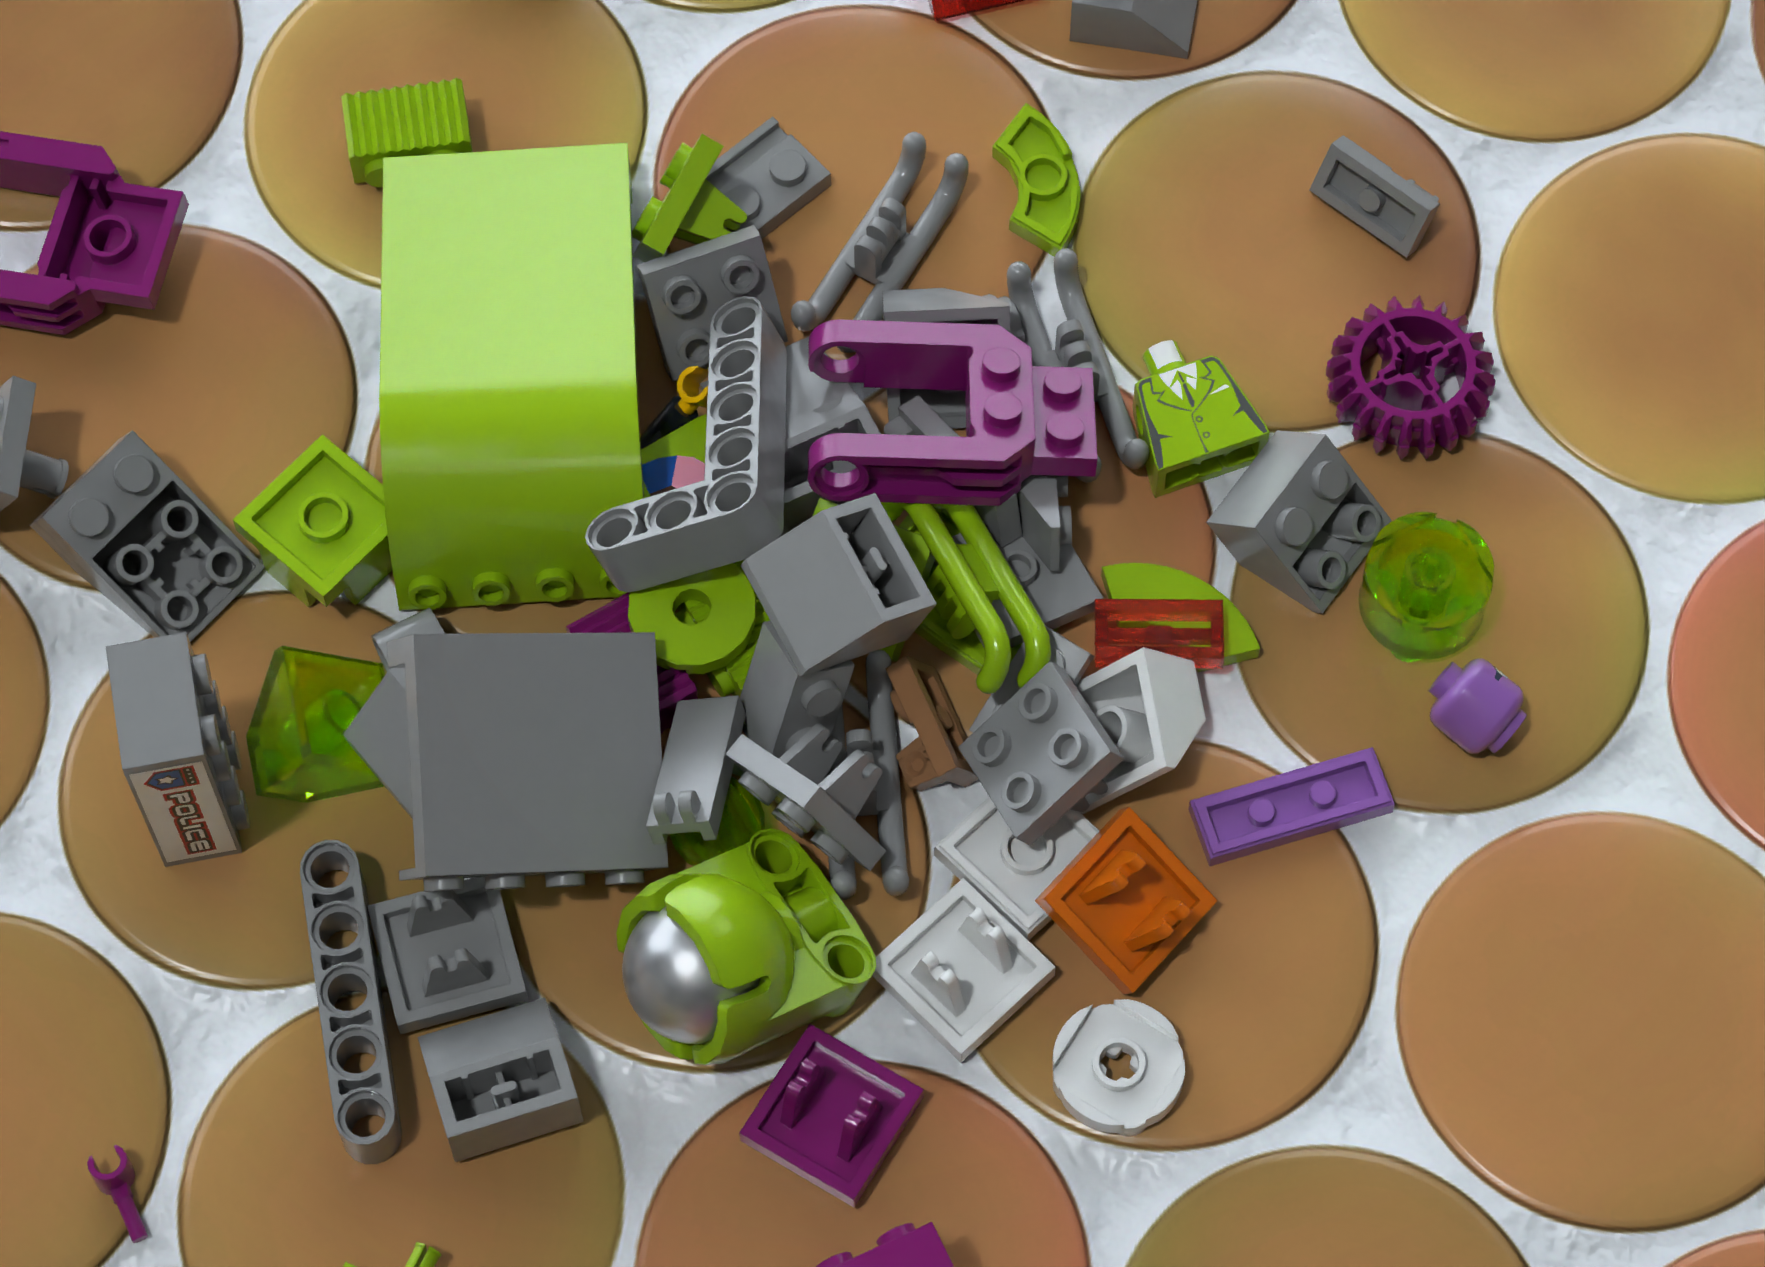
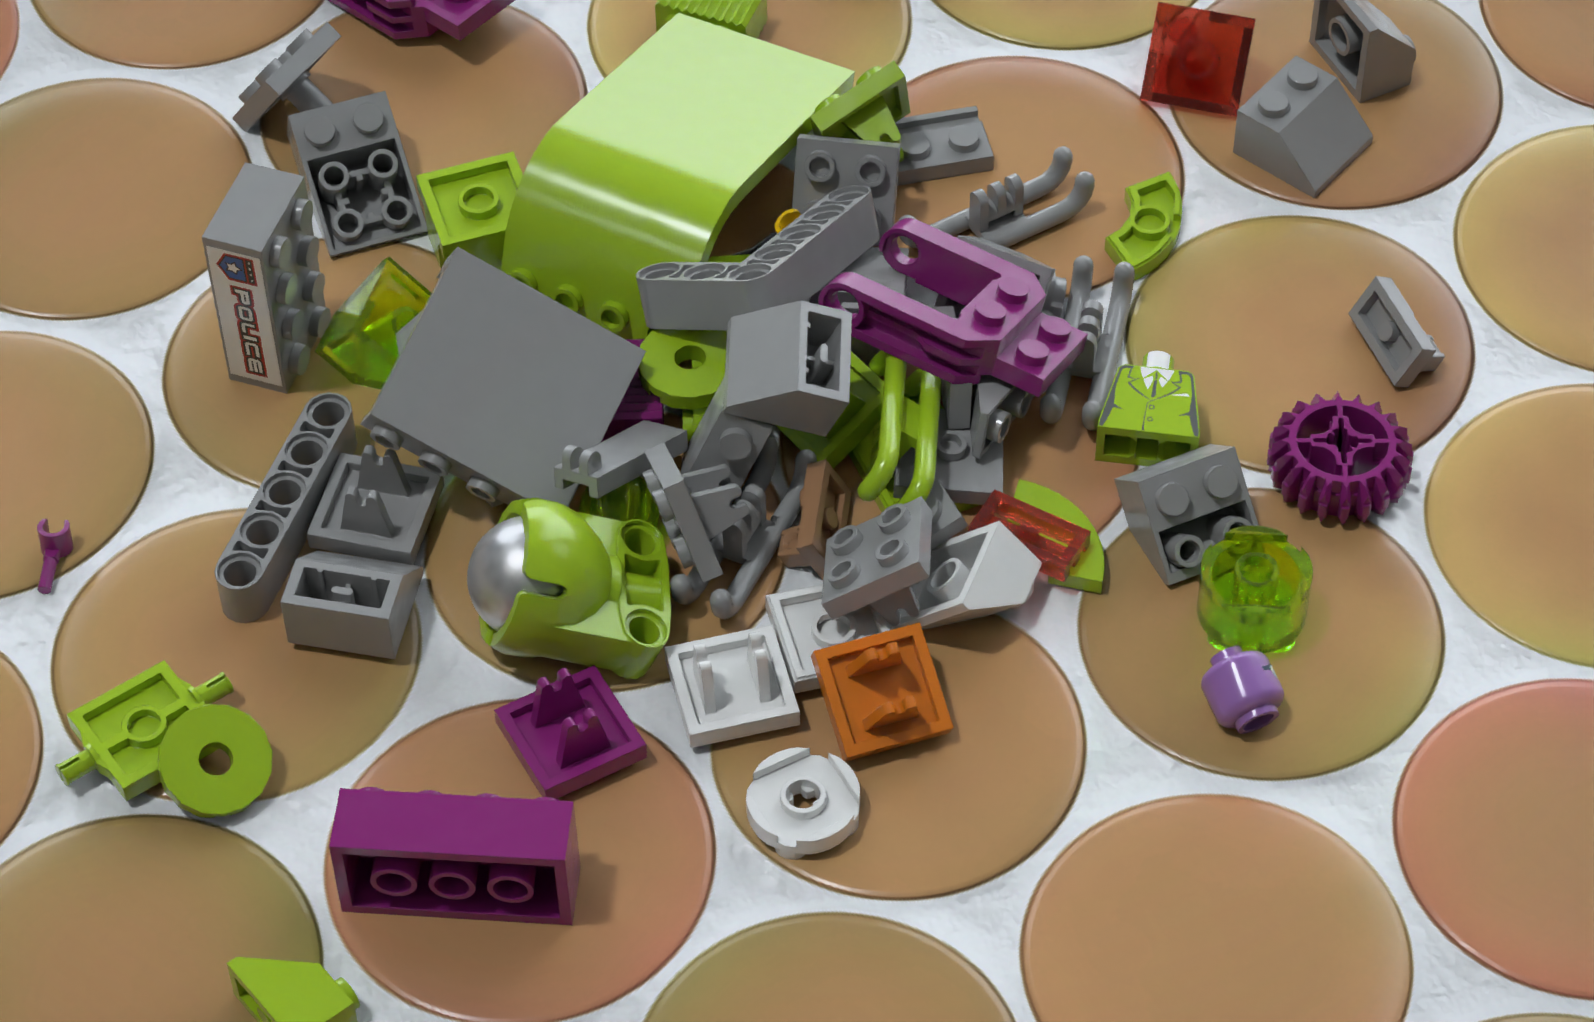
camera: 30 degrees right, 15 degrees down
(1291, 806) = (1056, 698): medium lavender tile -> none

